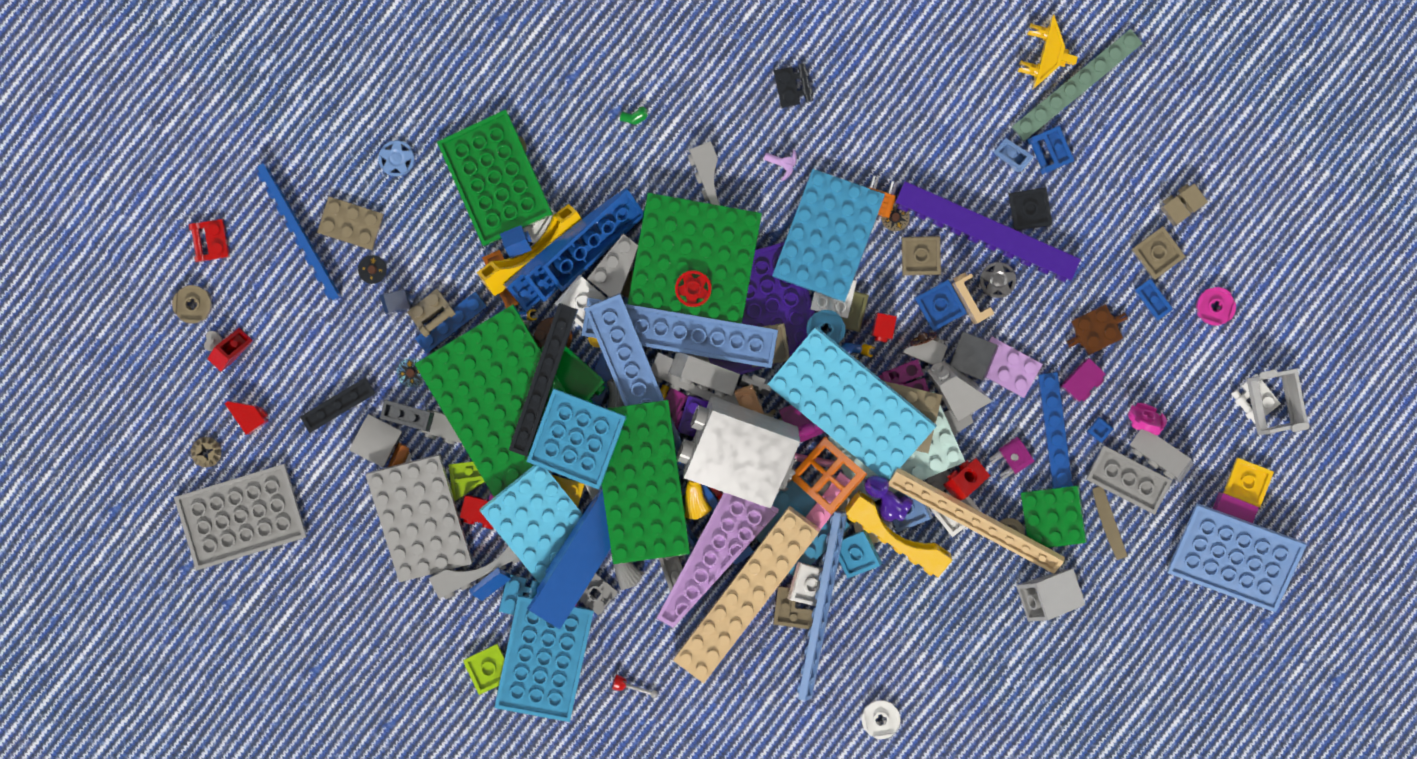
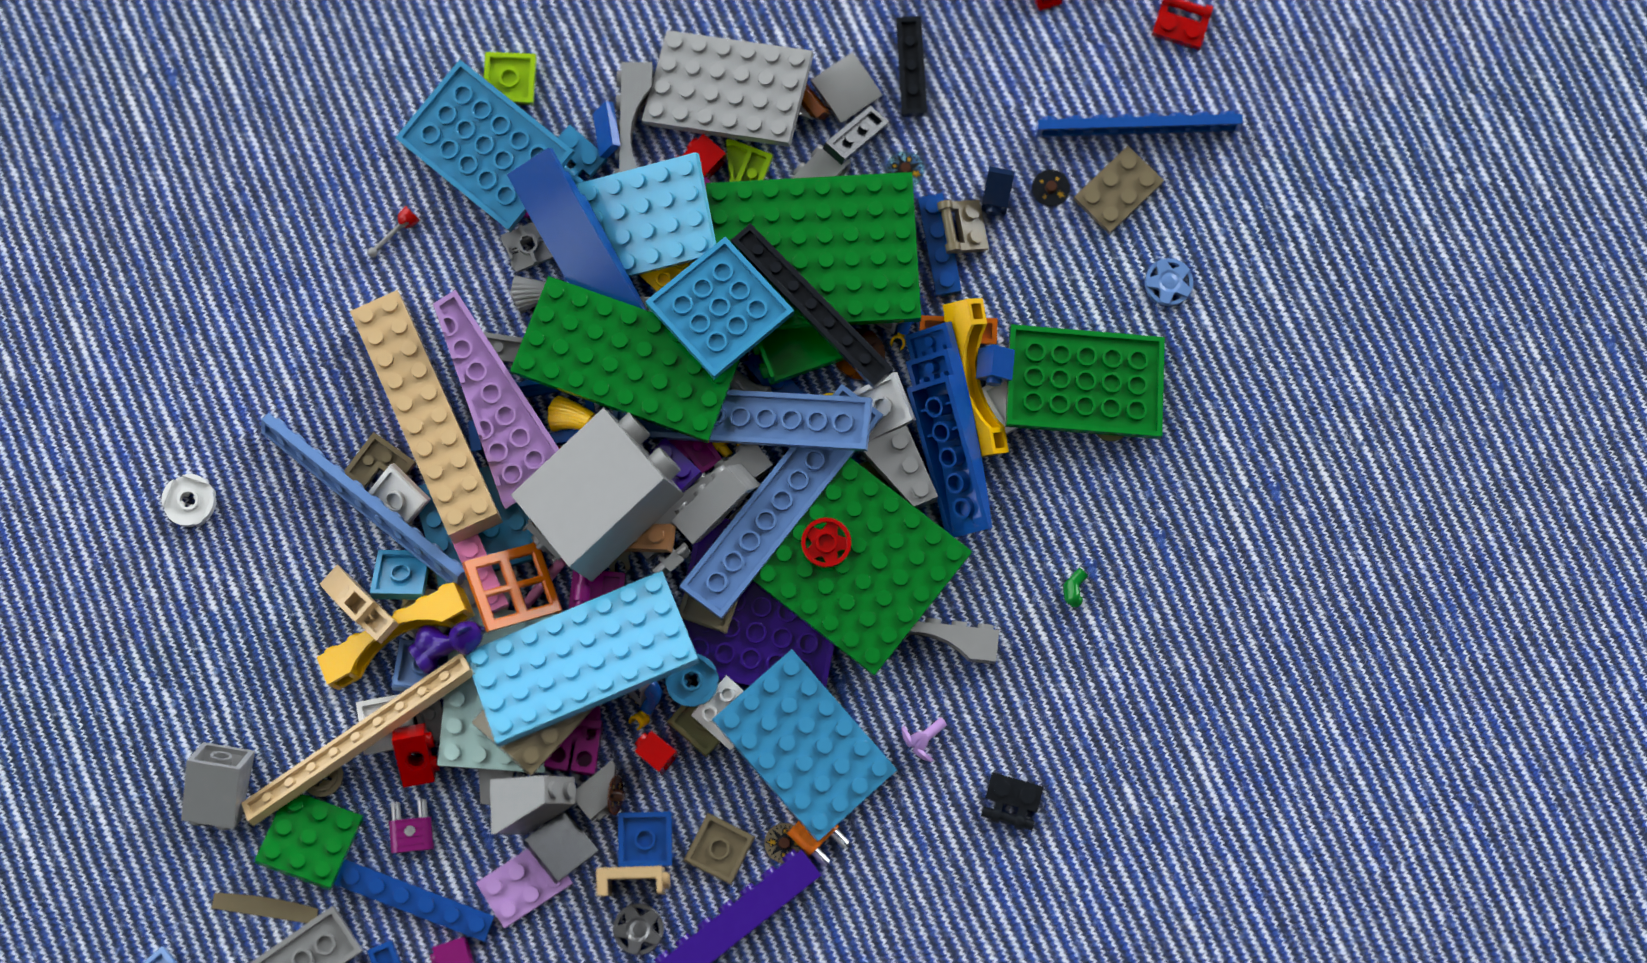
camera: 120 degrees right, 10 degrees down
(891, 569) = (358, 604): none -> tan slope

